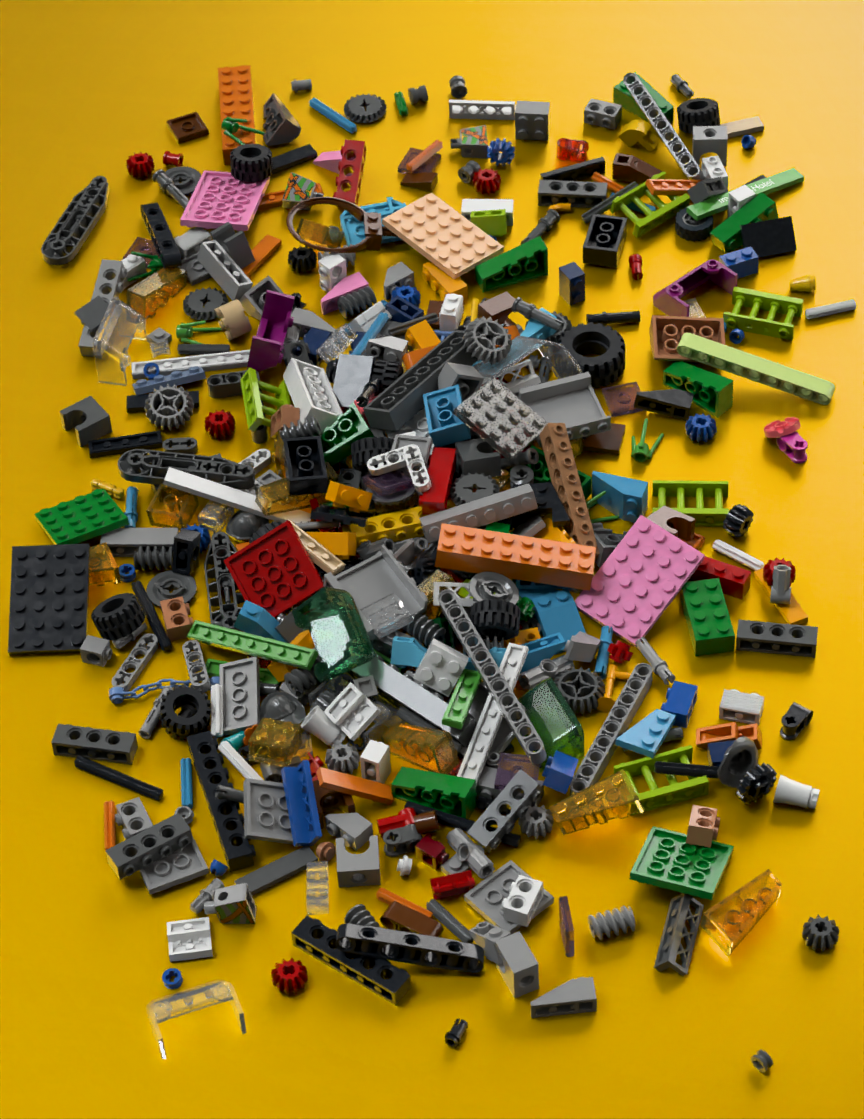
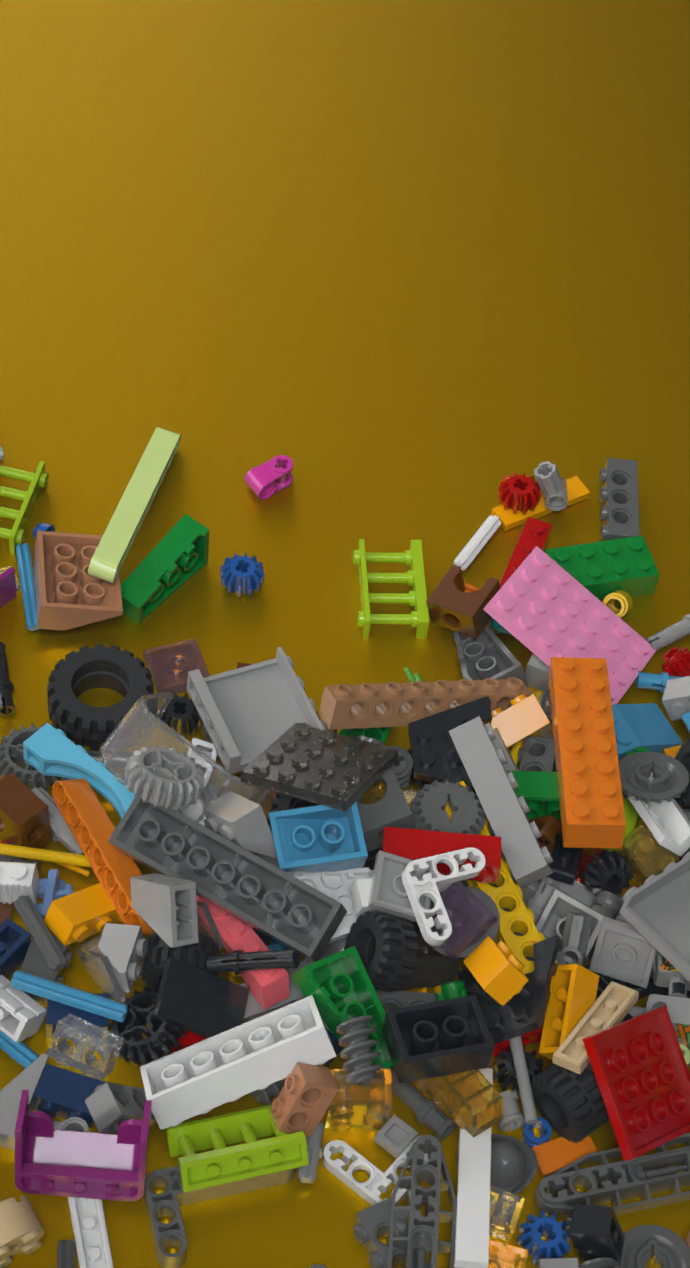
camera: 105 degrees left, 5 degrees up
(219, 424) = (264, 1221): red gear -> none
(260, 443) = (307, 1173): none -> light grey axle
(404, 351) = (167, 907): none -> light grey slope
(530, 311) = (46, 749): dark grey pin -> none
(623, 495) = (406, 647): dark azure slope -> none
(641, 451) = (291, 641): bright green plant -> none
(668, 402) = (196, 605): black slope -> none
(673, 621) = (625, 600): none -> yellow brick
(738, 520) = (430, 531): black gear -> none
(783, 428) = (242, 485): coral tile -> none

